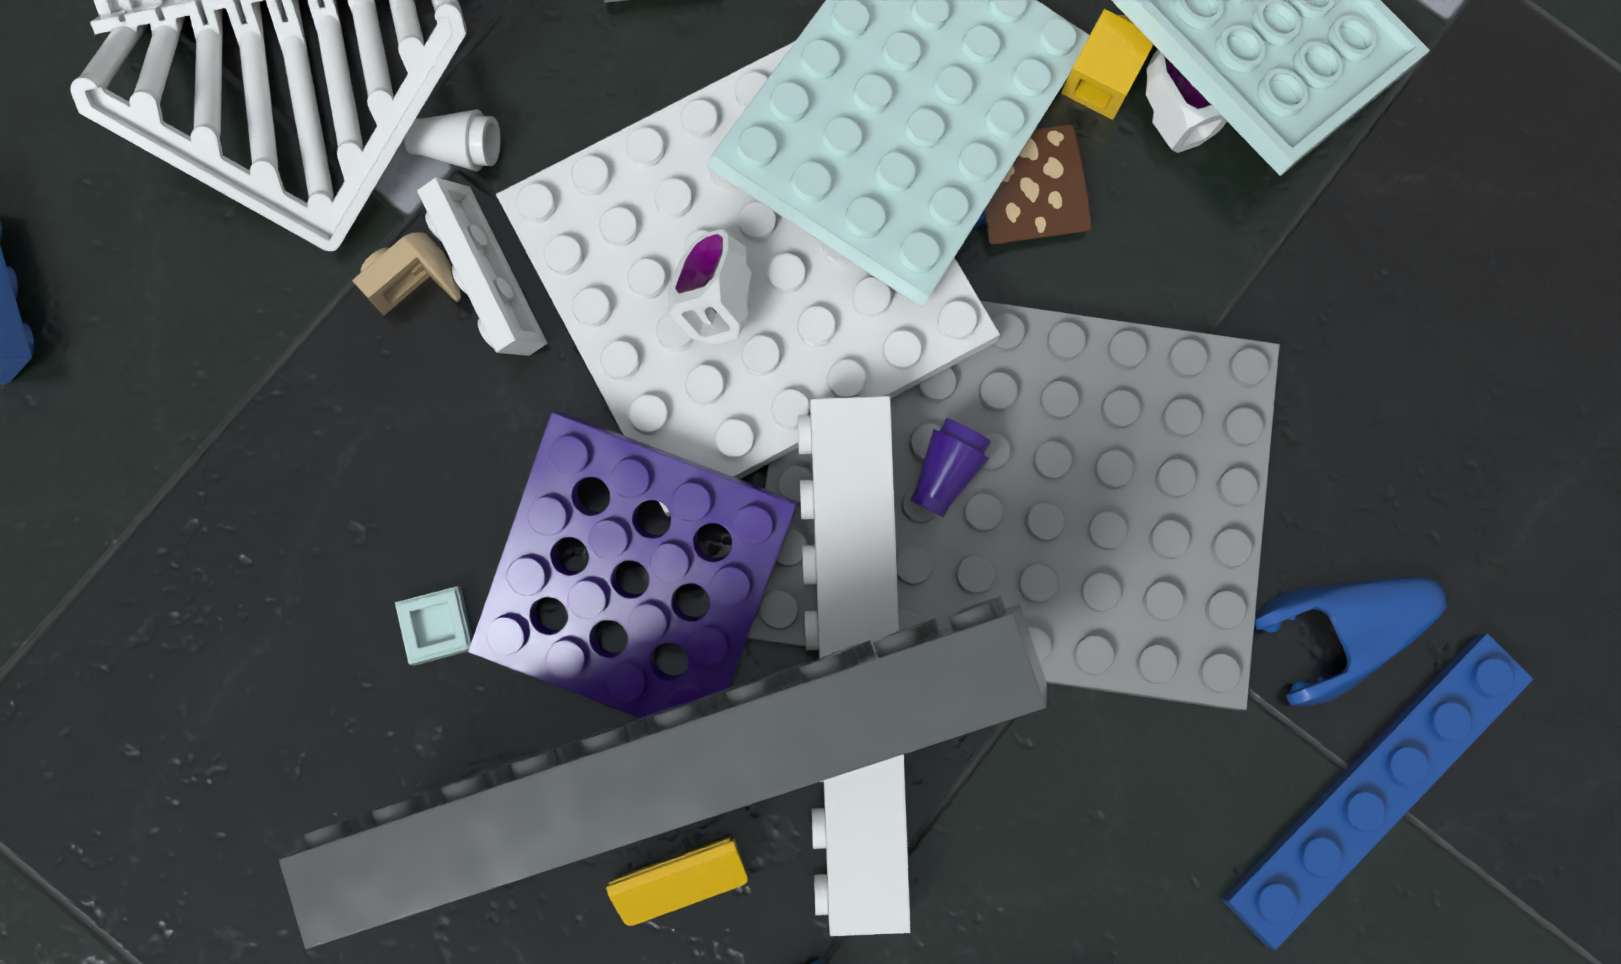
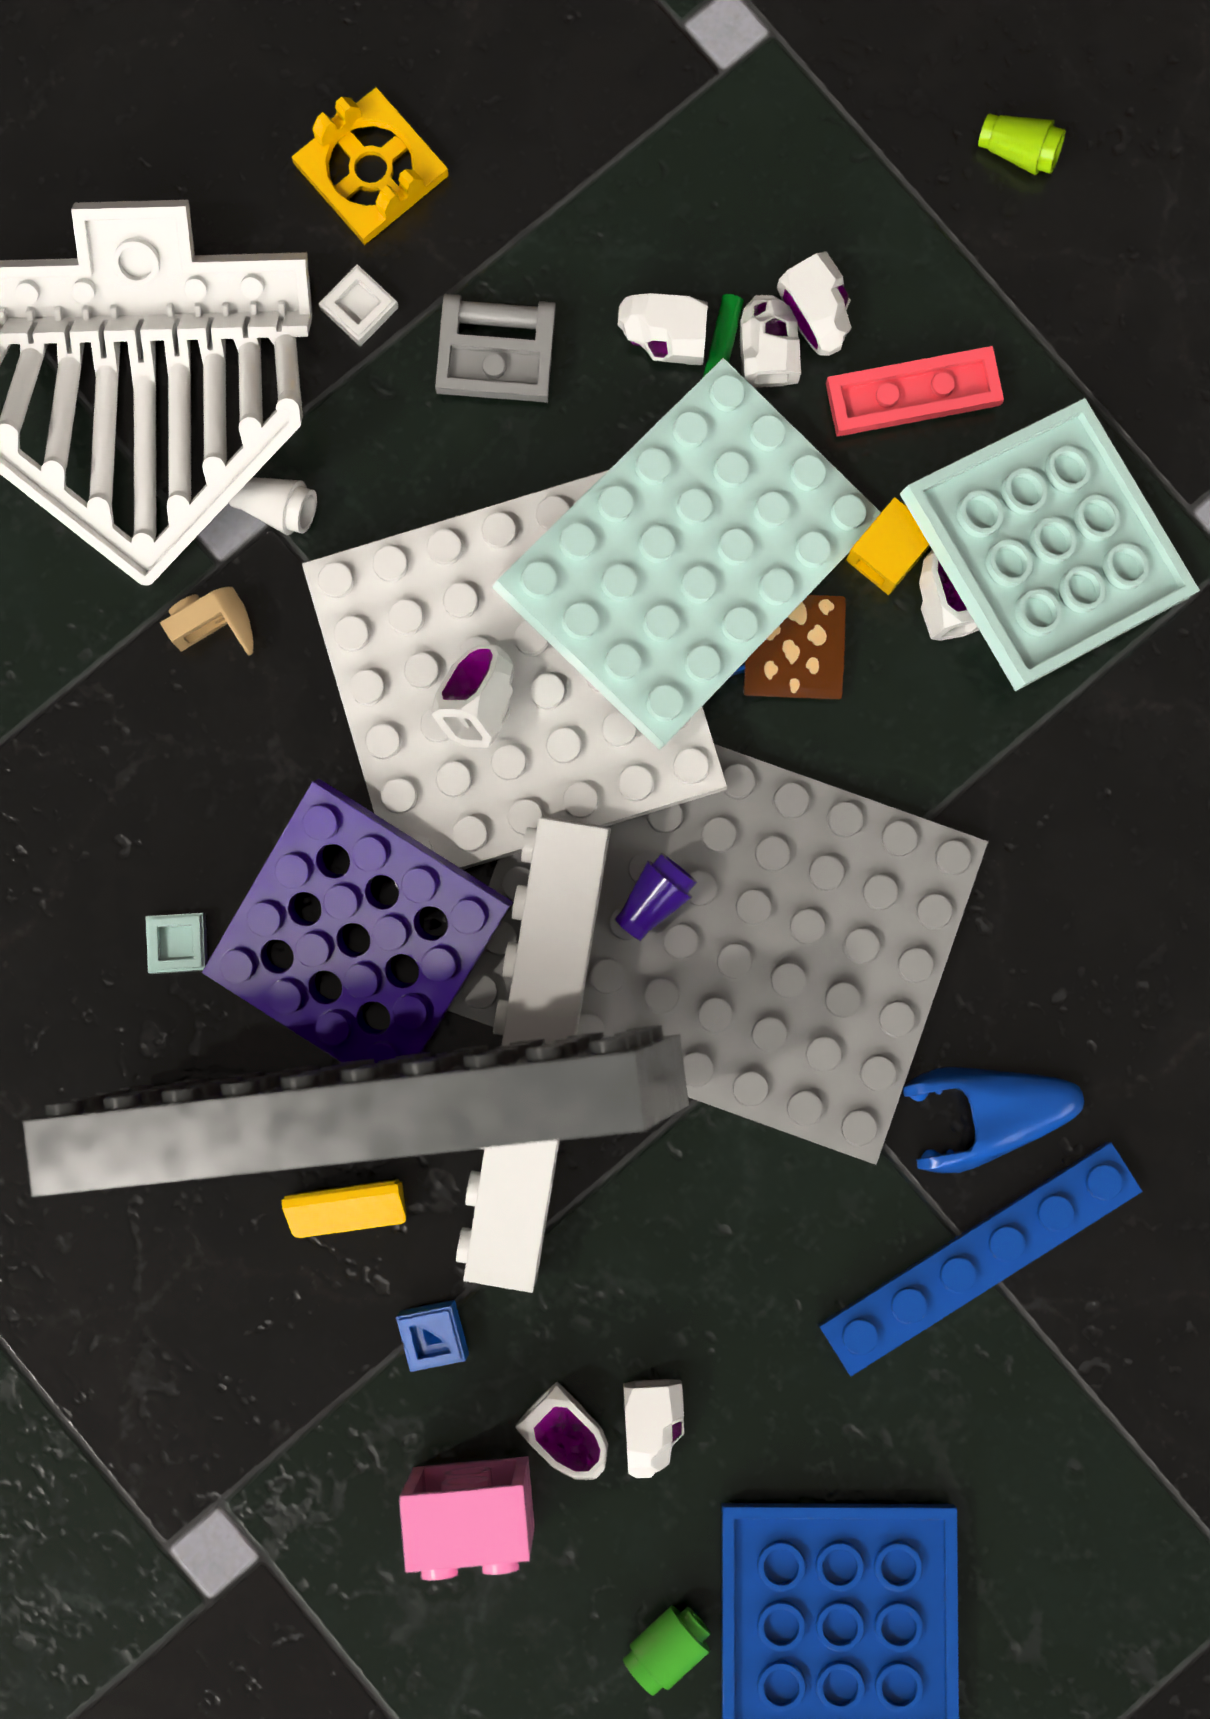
camera: 20 degrees right, 5 degrees up
(481, 268) = (276, 629): white plate -> none

